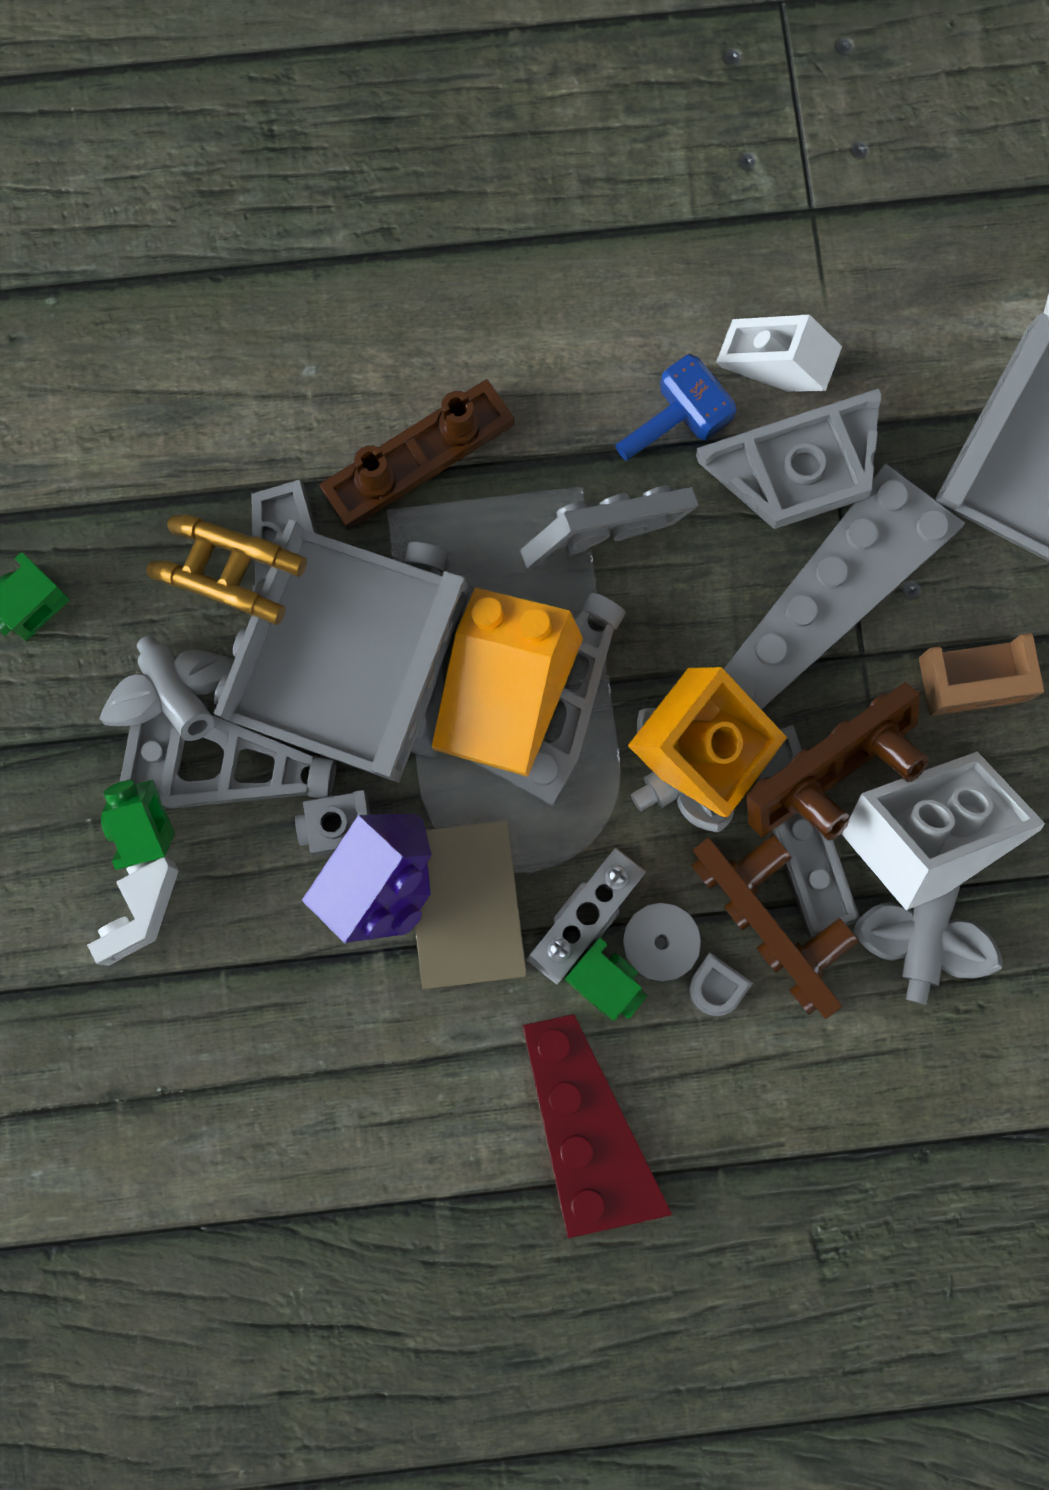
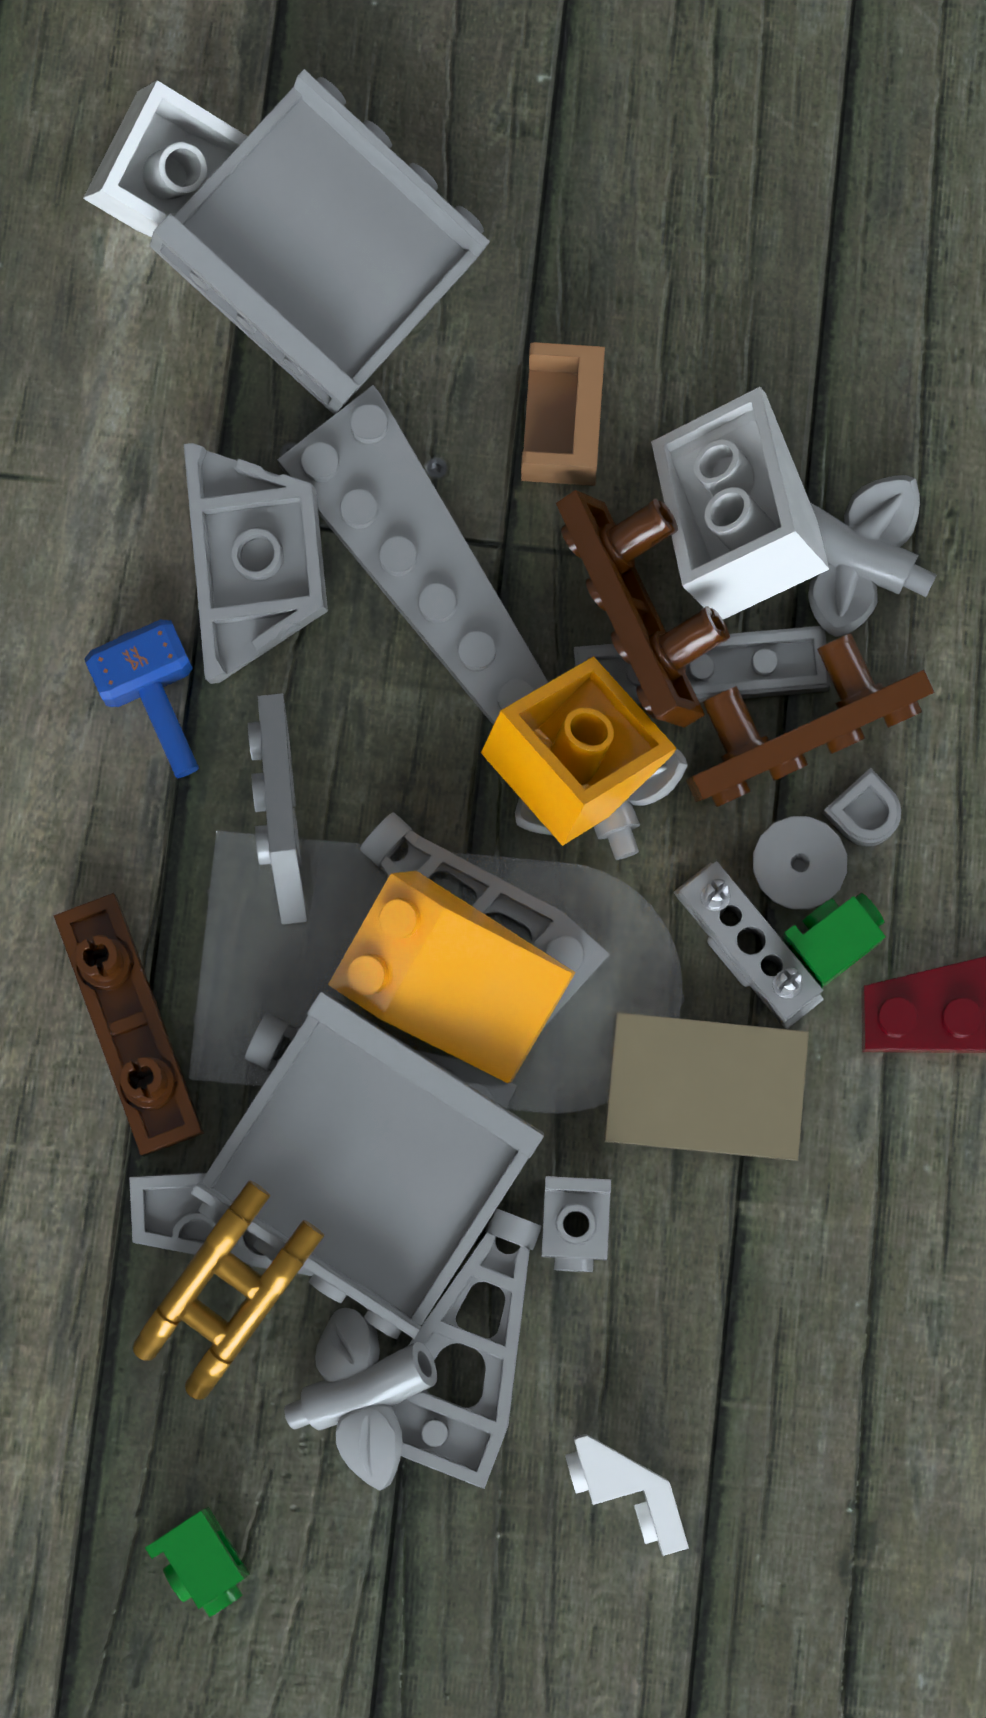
camera: 70 degrees left, 0 degrees up
(136, 823) = (524, 1467): green brick -> none
(374, 879) = (663, 1180): slope -> none
(781, 352) = (107, 550): white slope -> none

